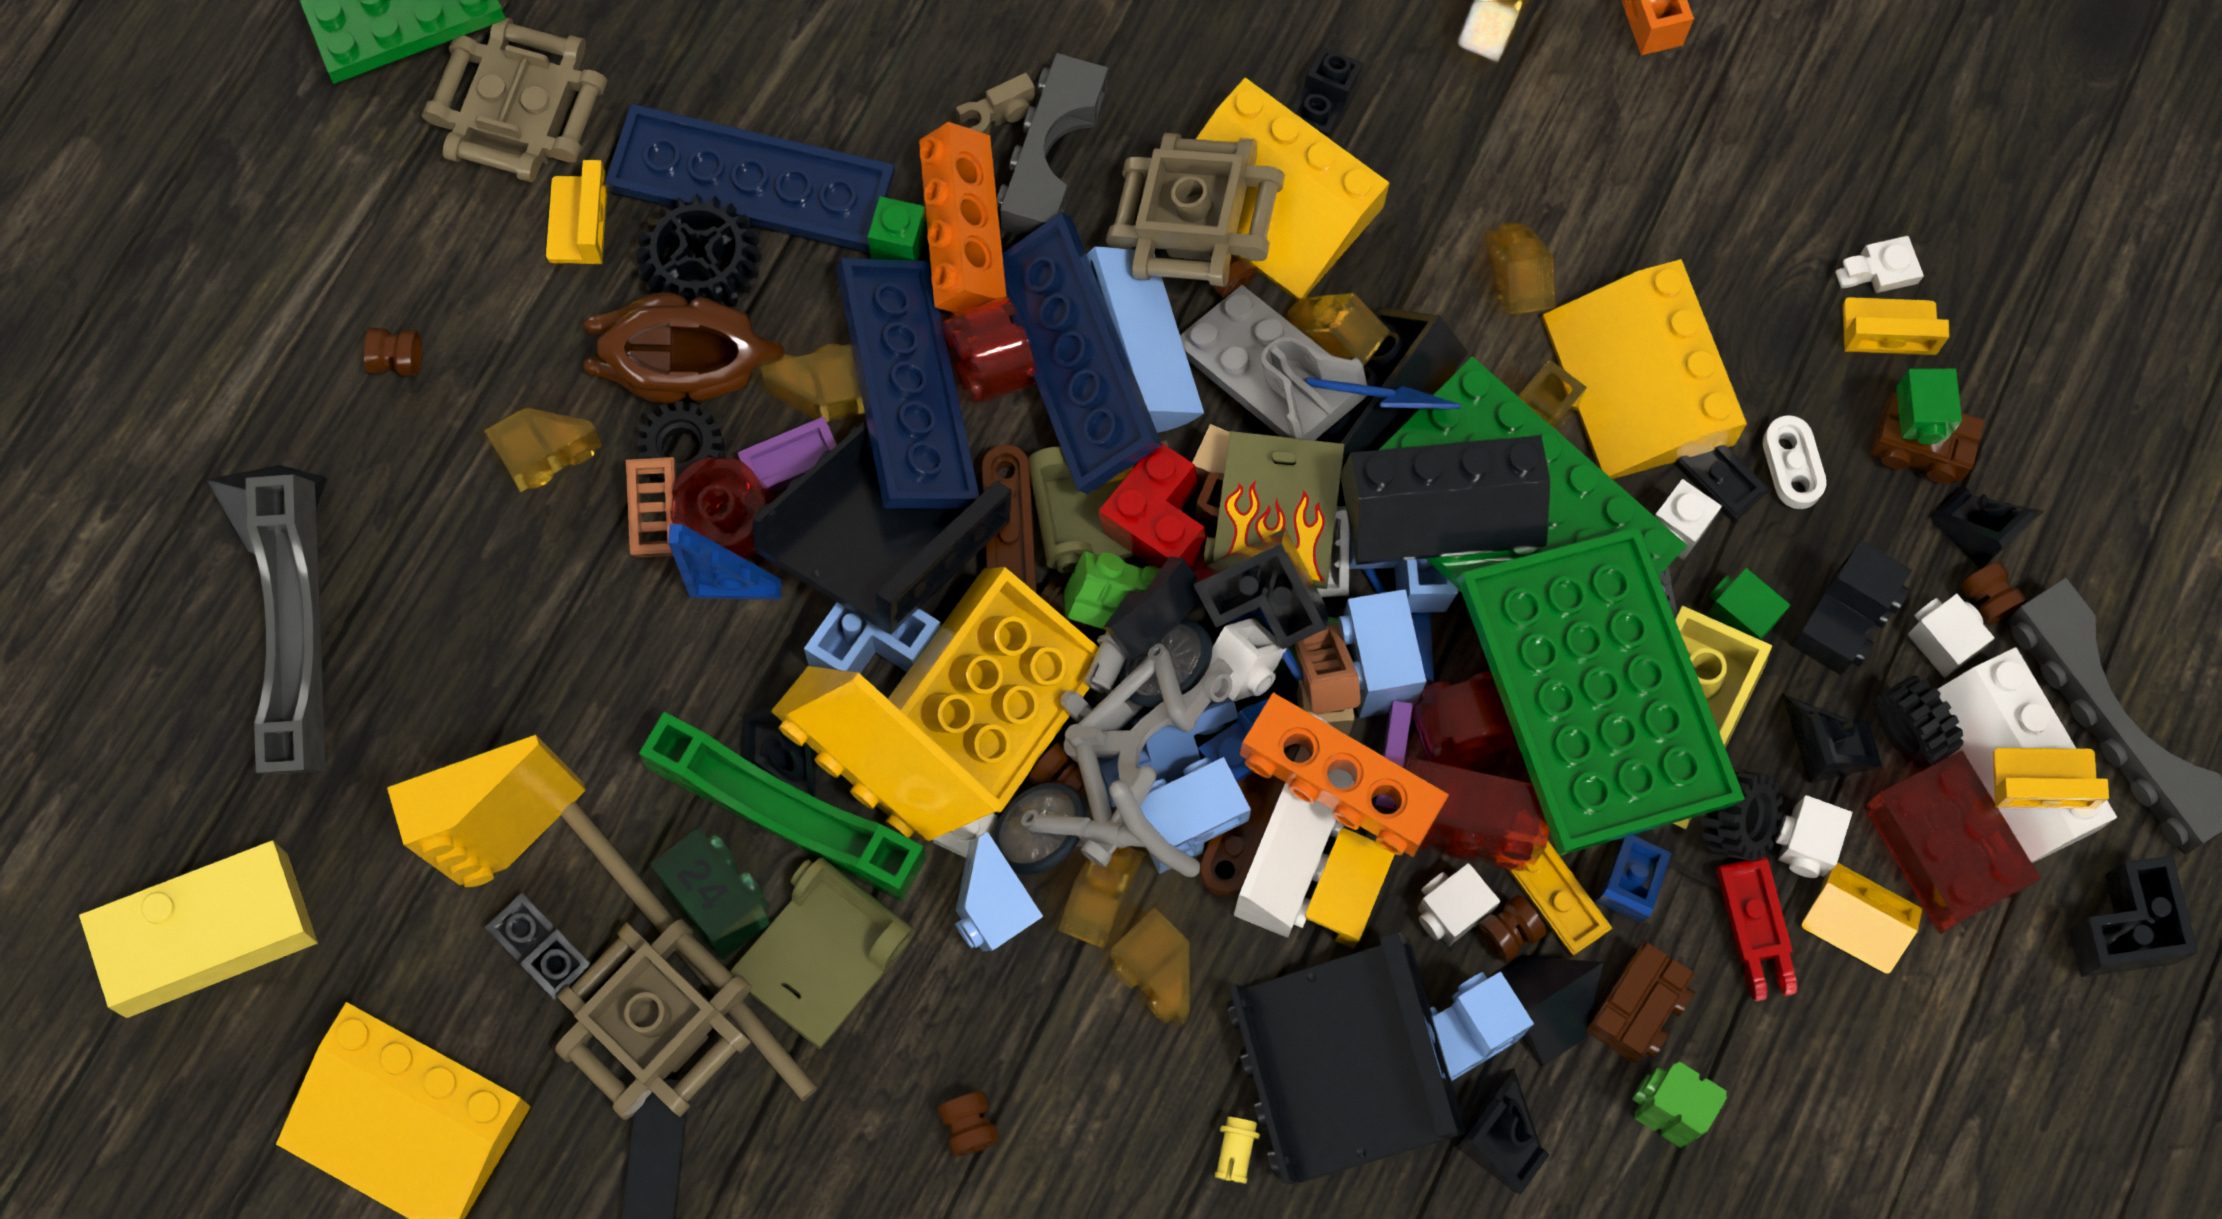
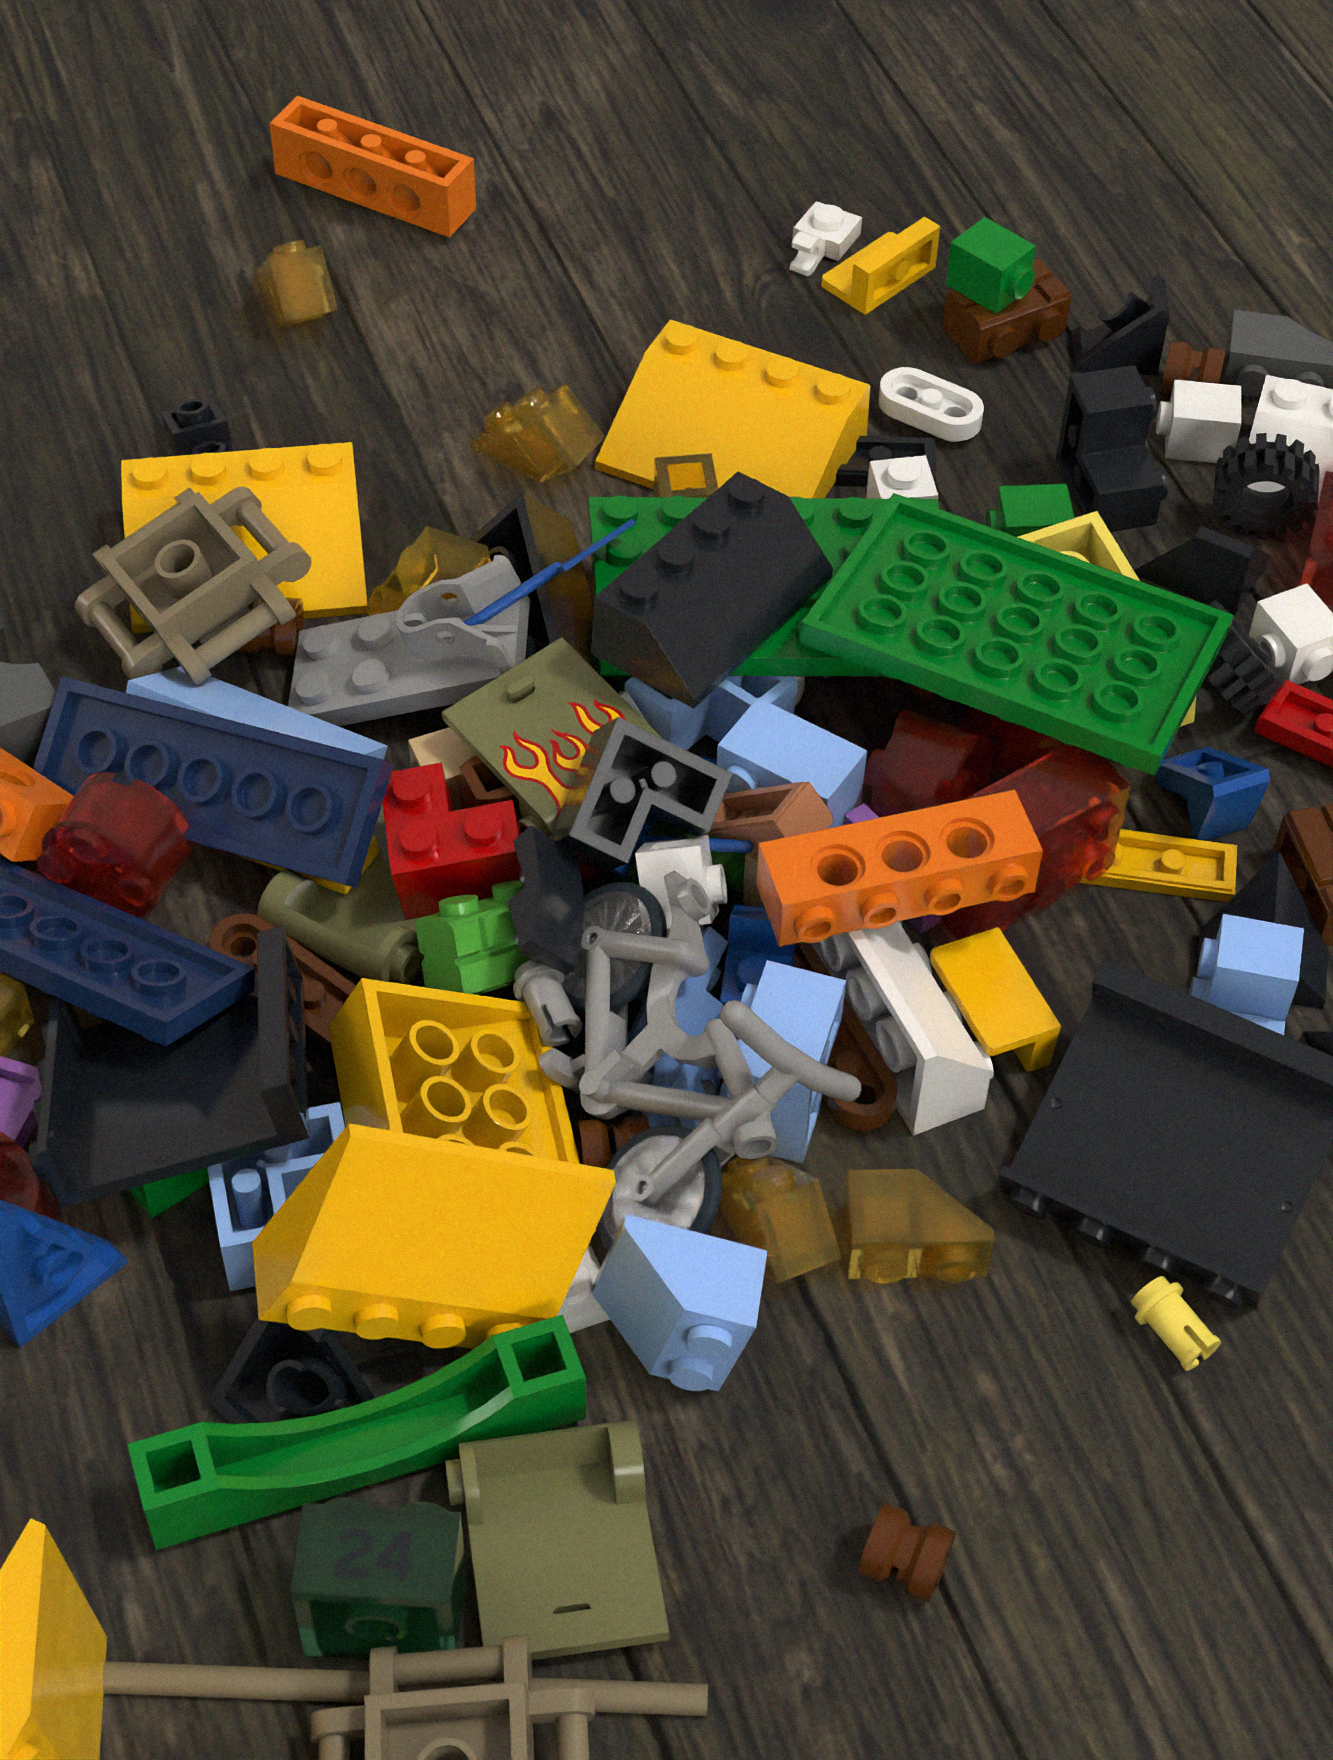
camera: 45 degrees left, 20 degrees down
(1455, 904) = (1094, 926): white brick -> none
(1511, 928) = (1164, 924): reddish brown wheel -> none

